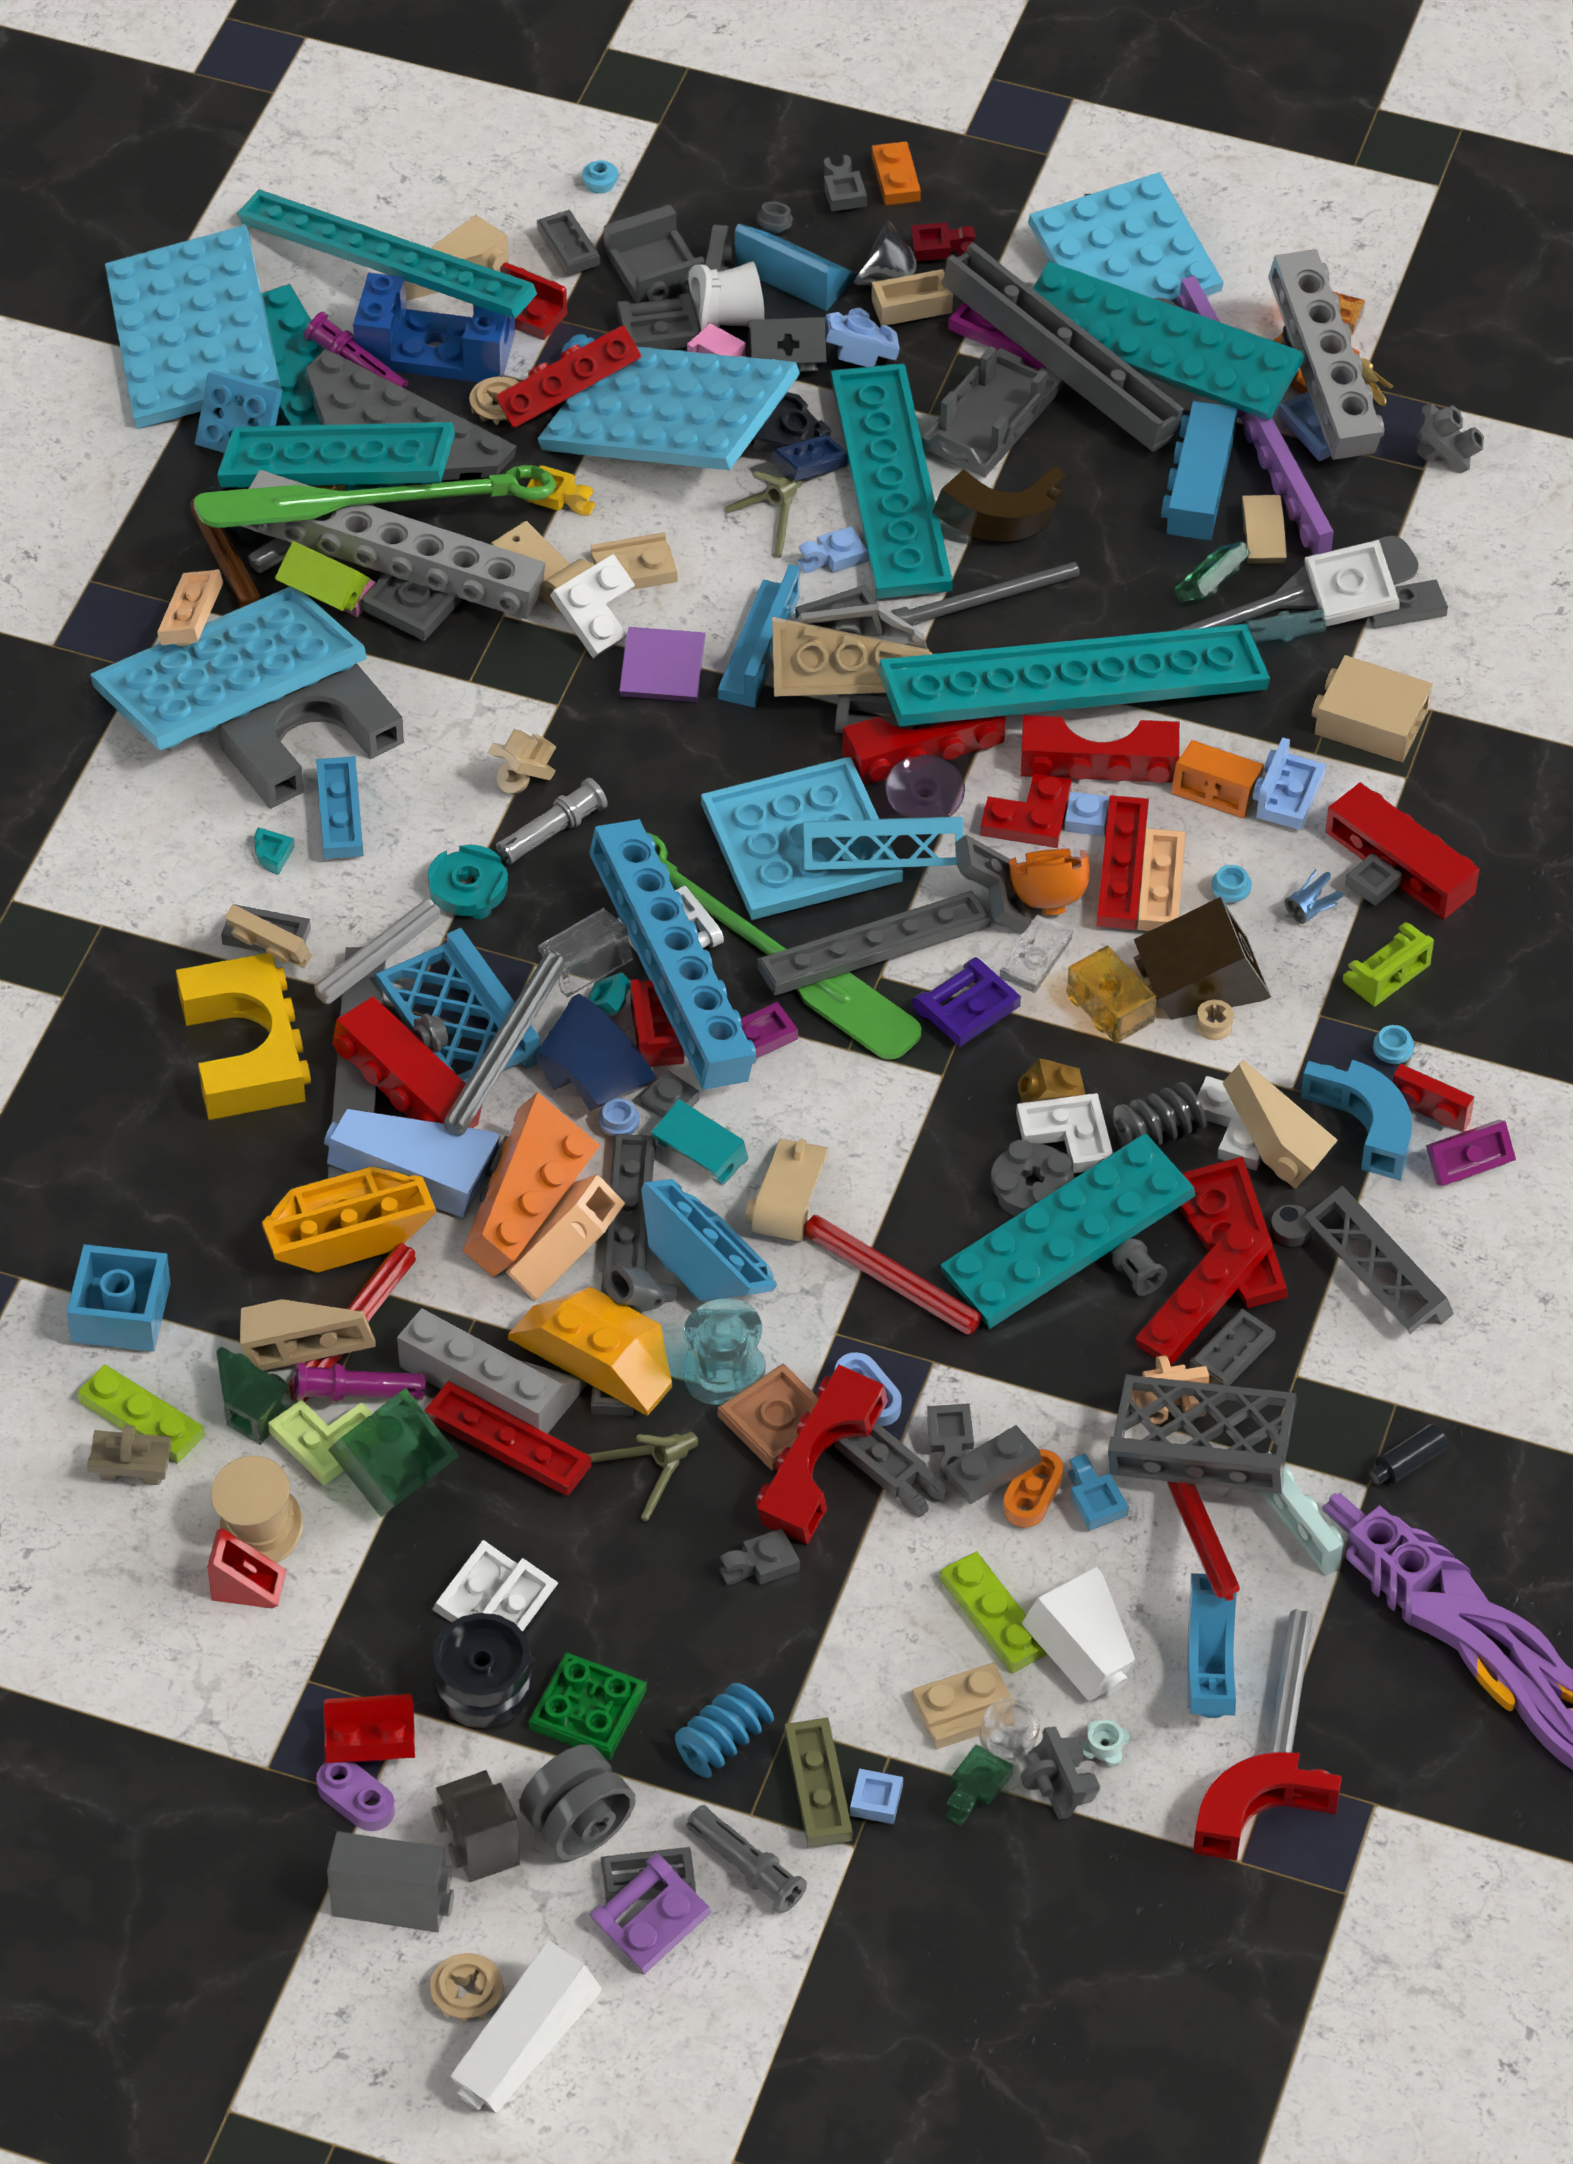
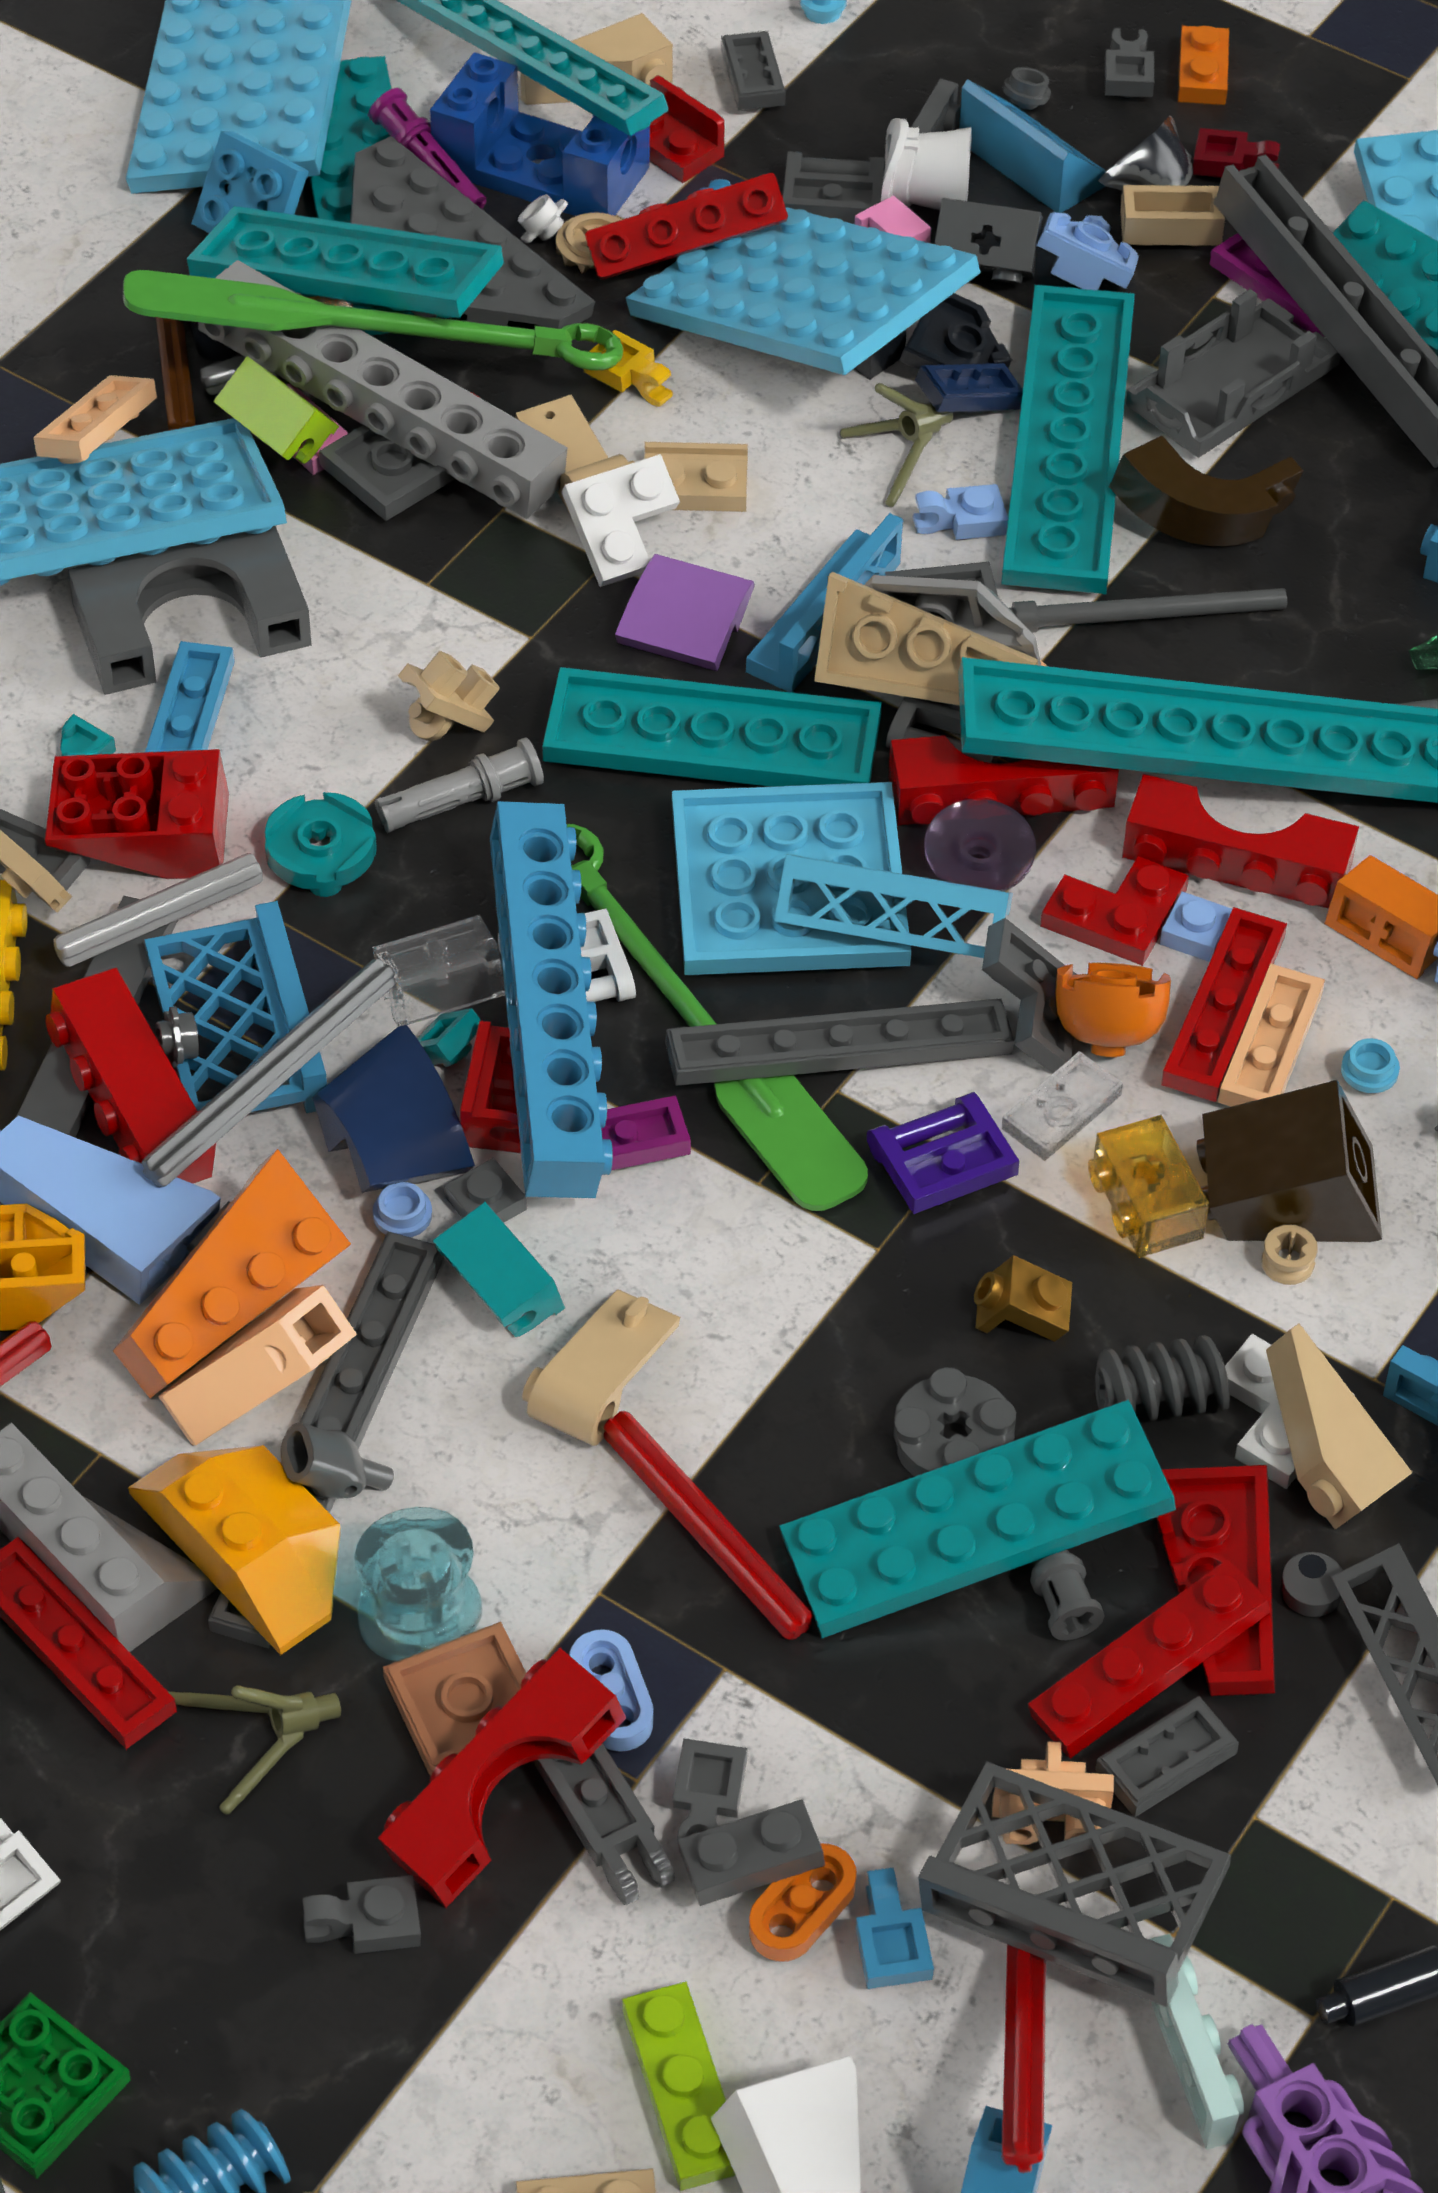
camera: 15 degrees right, 0 degrees up
(338, 884) = (141, 810): none -> red slope
(454, 389) = (542, 218): none -> white plate
(650, 255) = (850, 101): dark grey panel -> none
(701, 1245) = (446, 1419): dark azure wedge -> none
(710, 746) = (709, 730): none -> teal plate
(1068, 1119) = (1034, 1353): white plate -> none

